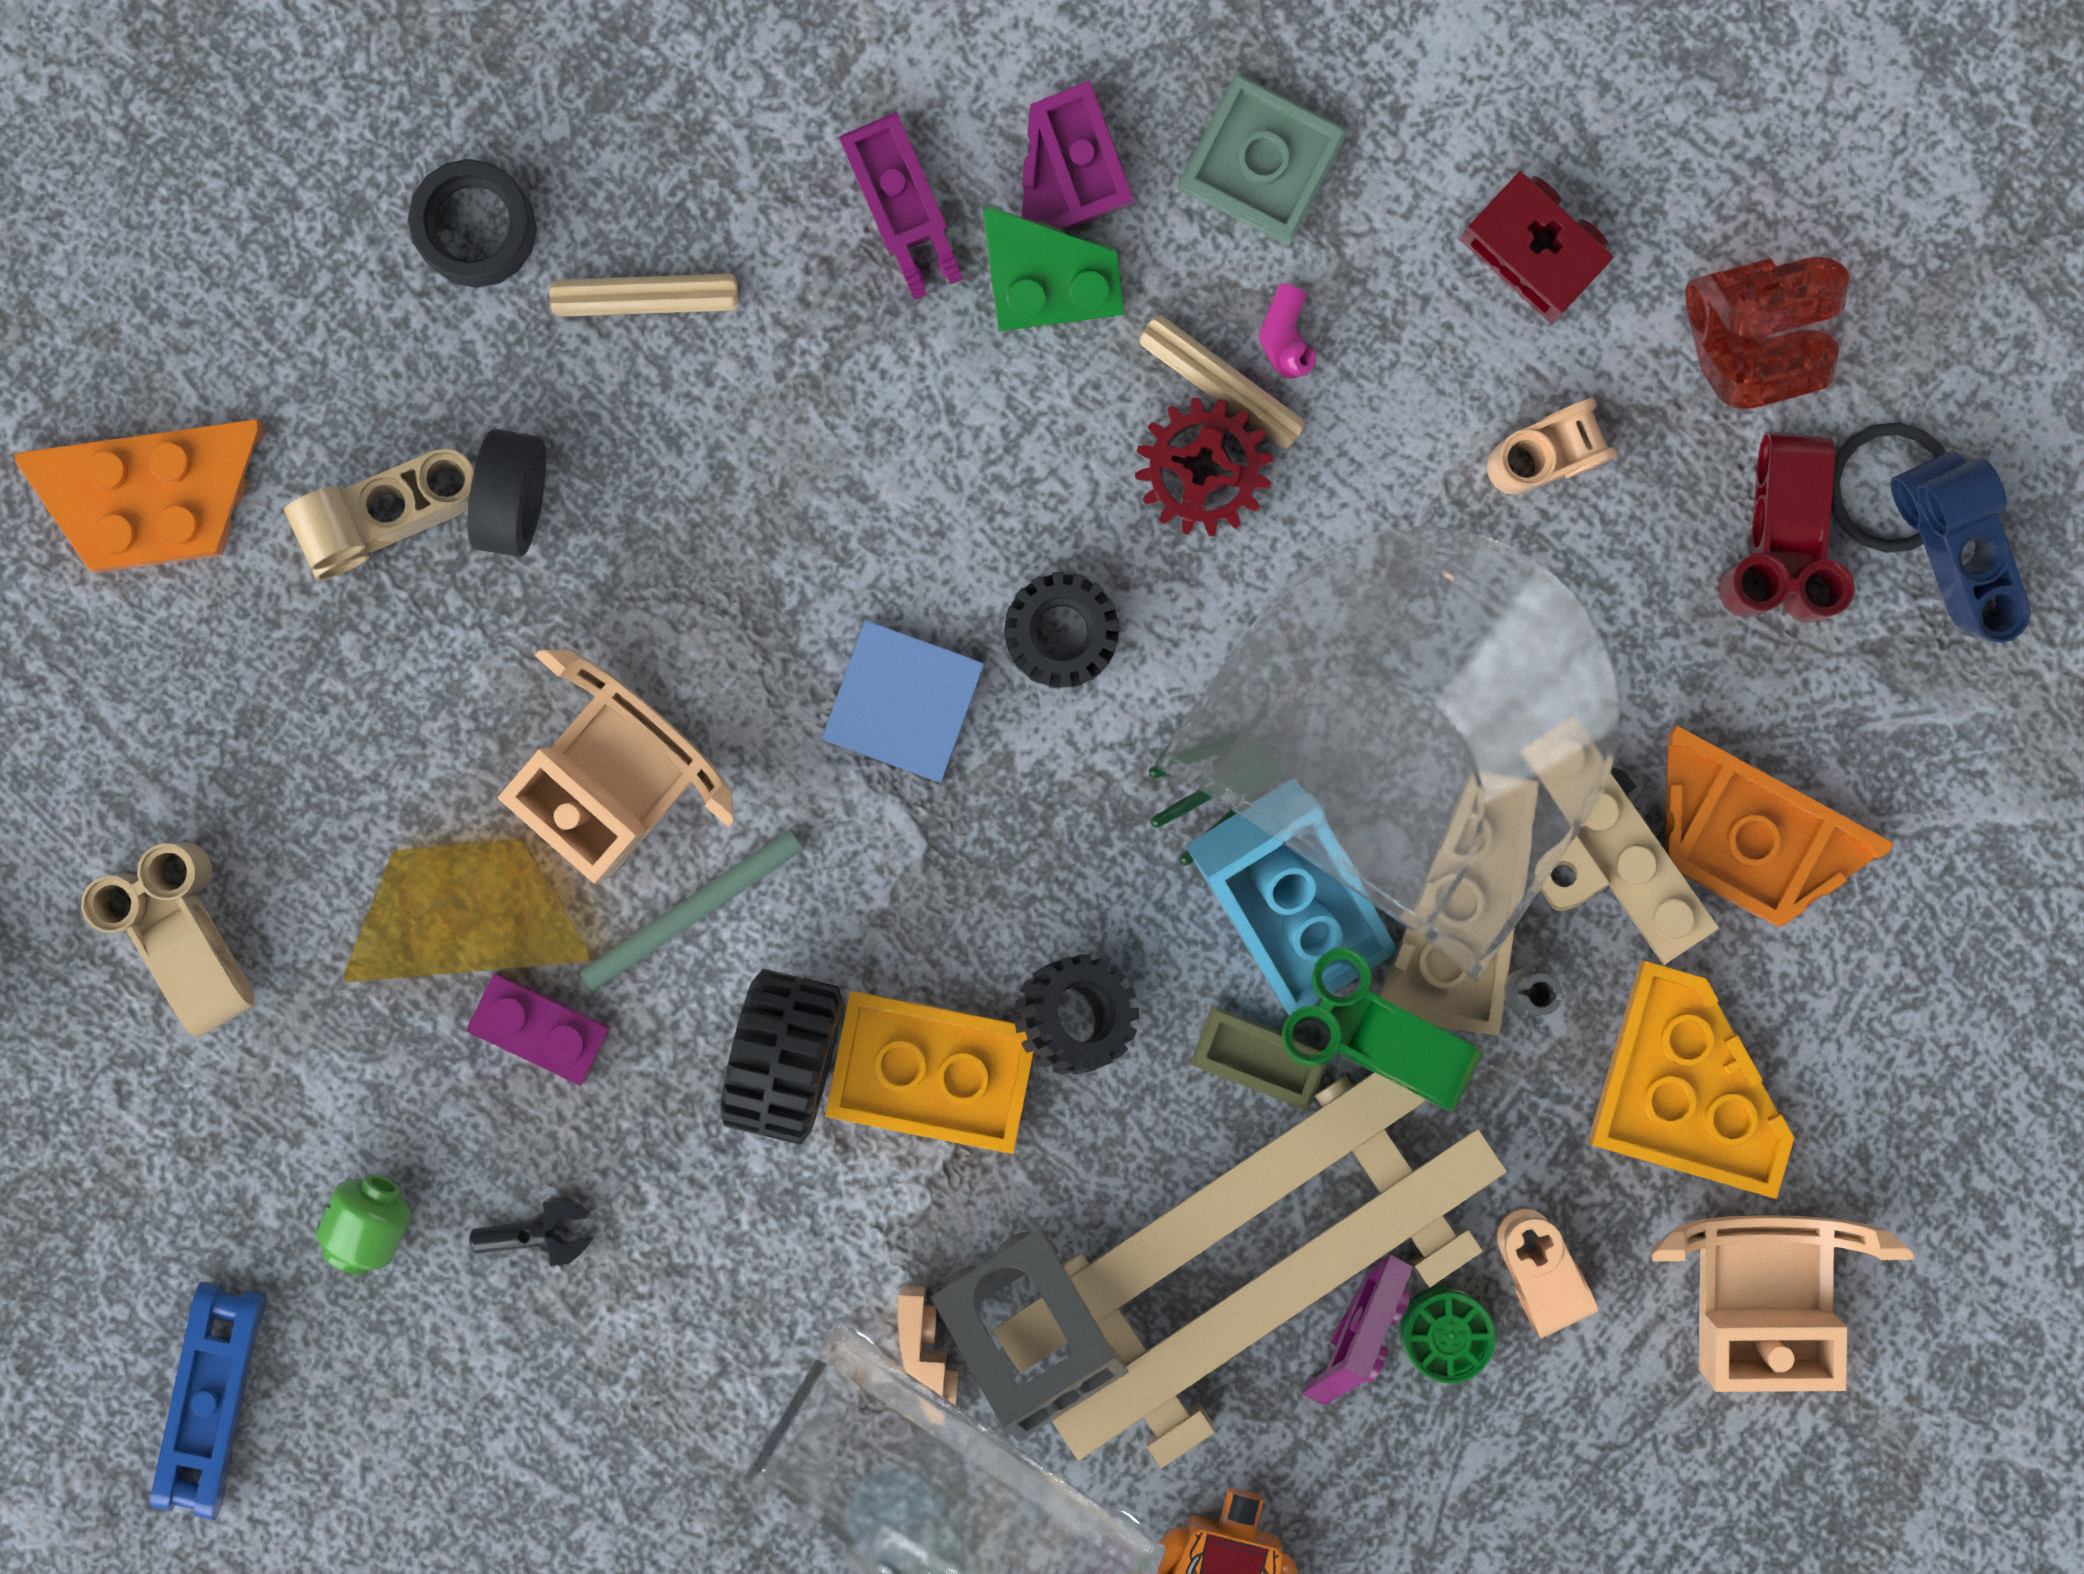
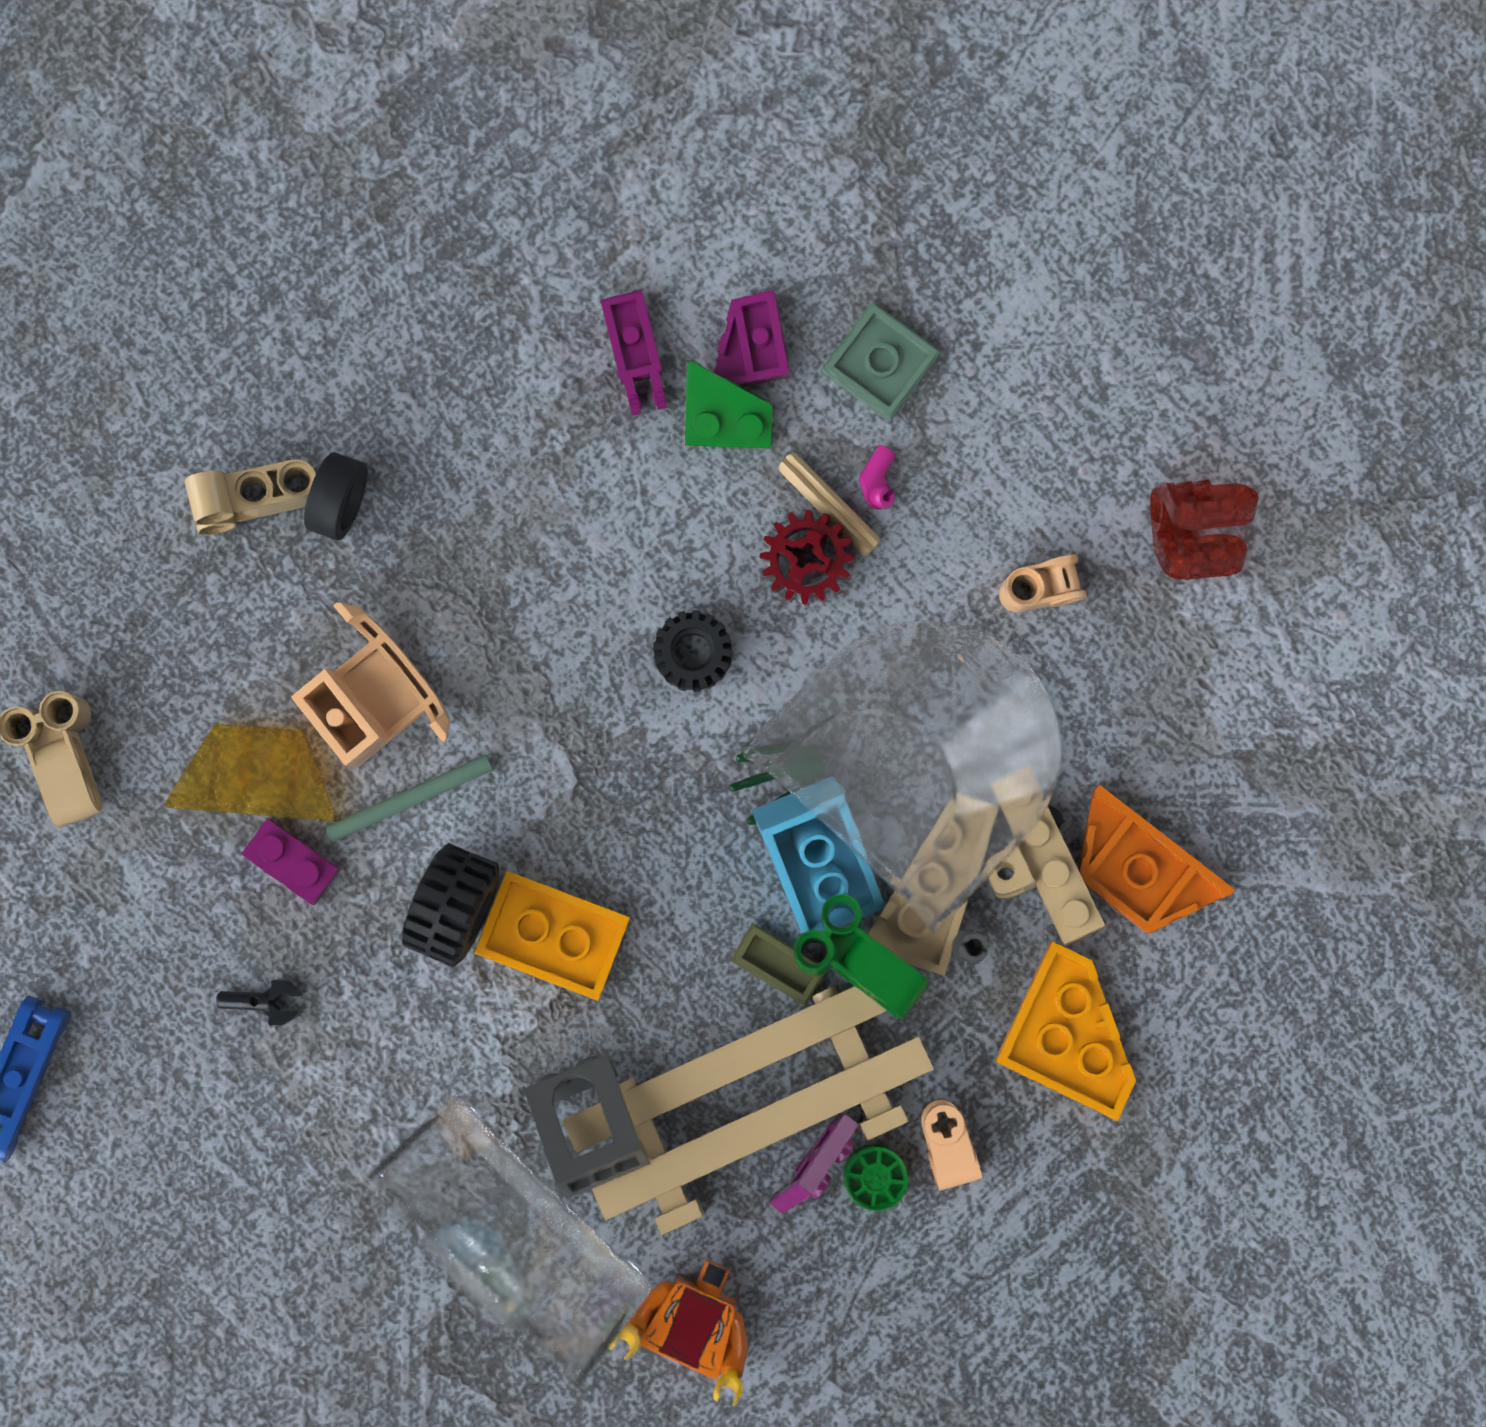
camera: 10 degrees right, 5 degrees down
(146, 494) = (95, 459): orange wing -> none
(363, 1224) = (146, 974): bright green head -> none
(445, 182) = (332, 287): black tyre -> none
(644, 295) = (452, 382): tan axle -> none
(903, 701) = (577, 681): medium blue tile -> none
(916, 1327) = (510, 1110): light nougat slope -> none
(1110, 1009) = (680, 904): black tyre -> none
(1557, 273) = (1061, 470): dark red brick -> none
(1771, 1297) = (1103, 1188): light nougat piece -> none
(1791, 531) = (1196, 667): dark red piece -> none
(1841, 458) = (1302, 626): black piece -> none
(1949, 507) = (1310, 664): dark blue piece -> none

